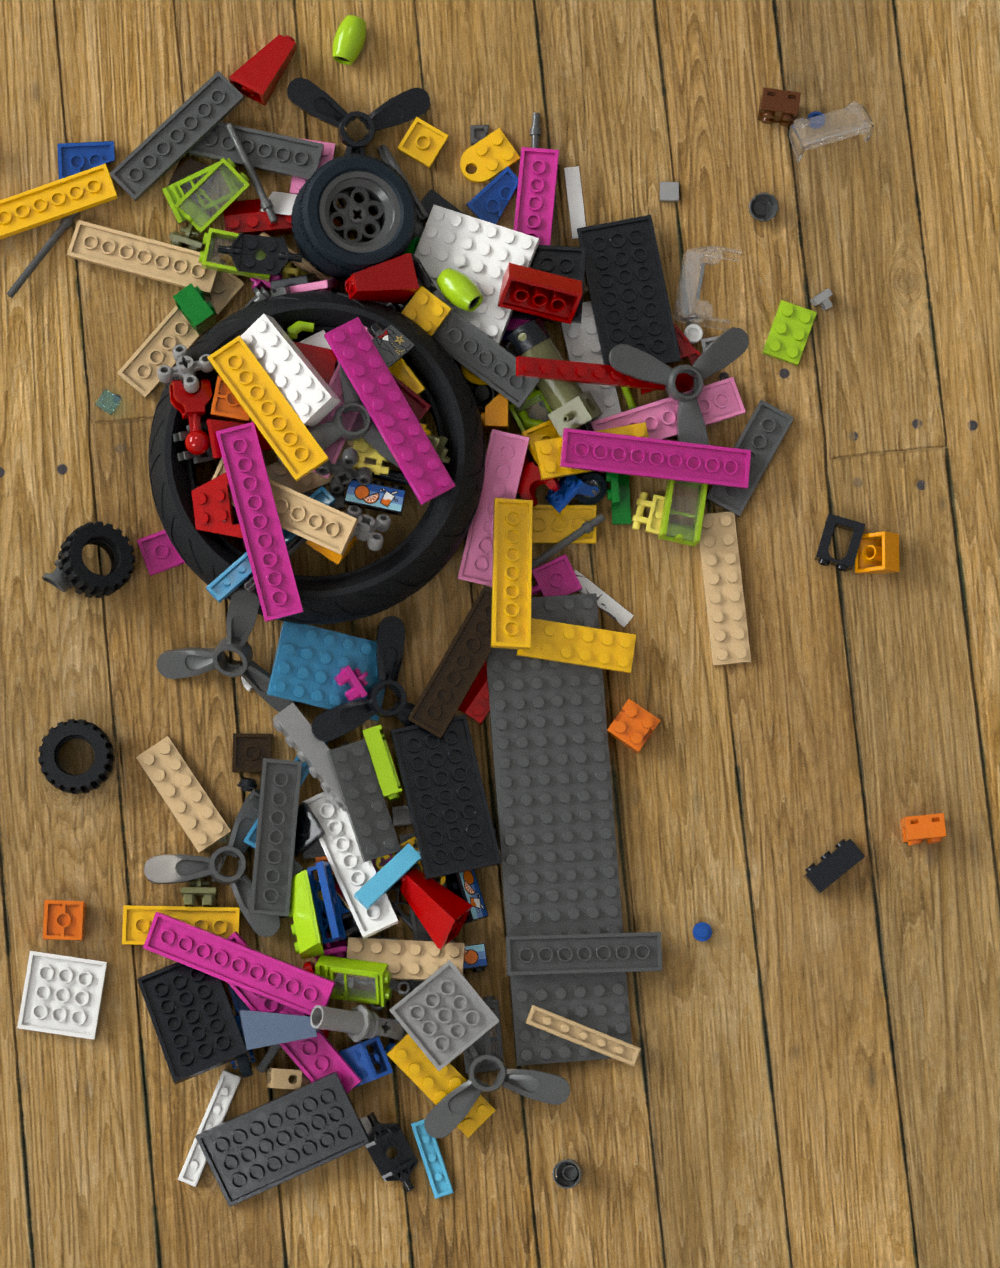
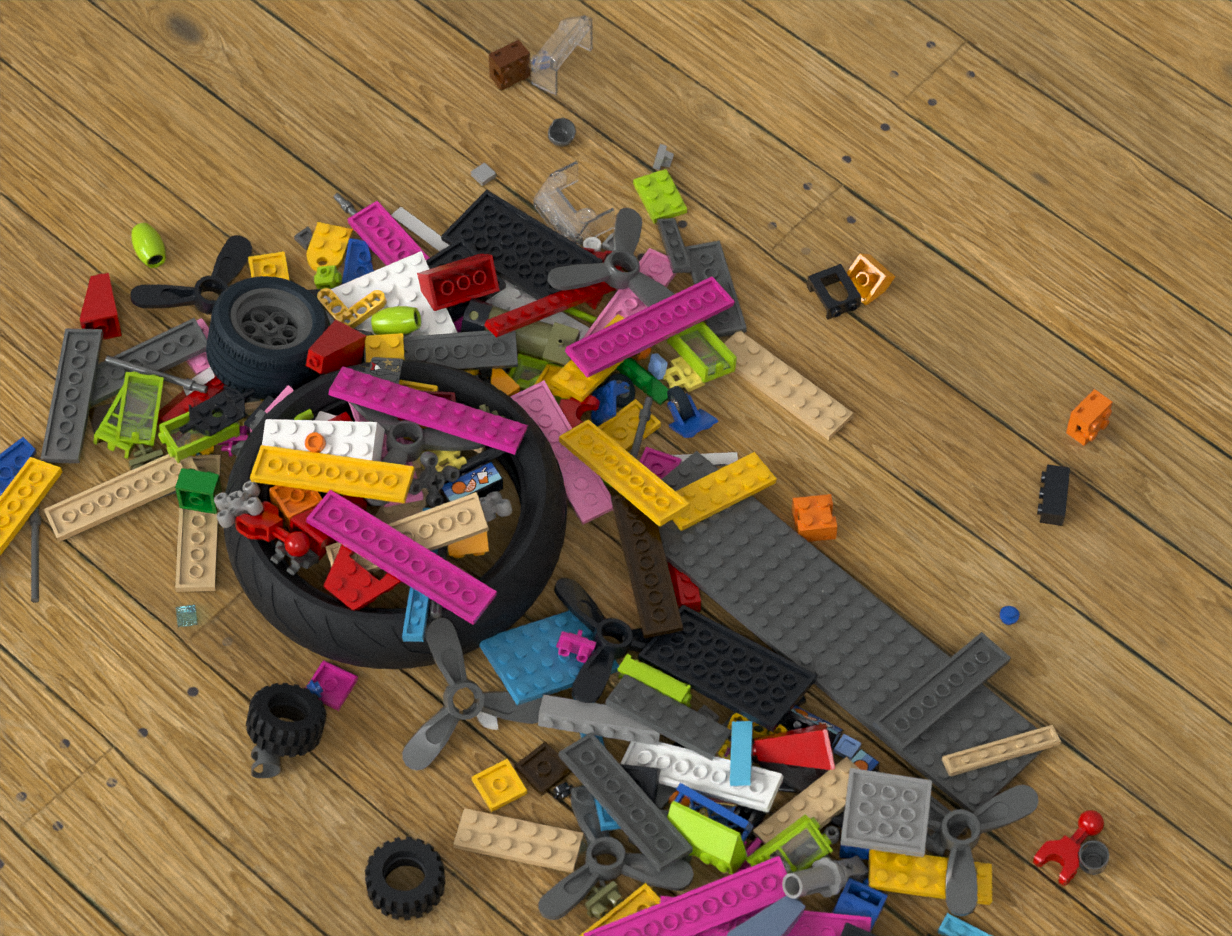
camera: 40 degrees left, 25 degrees down
(142, 548) = (315, 687): none -> blue plate
(208, 739) = (499, 785): none -> yellow plate
(276, 371) = (315, 442): none -> orange tile
(434, 243) = (347, 314): none -> yellow beam
(457, 192) = (327, 277): none -> lime brick
(480, 930) = (847, 747): none -> light blue plate
(556, 1149) = (1067, 849): none -> red piece
(619, 564) = (685, 414): none -> blue plate
(638, 490) = (657, 366): none -> light blue plate
(754, 391) = (674, 245): none -> dark grey tile

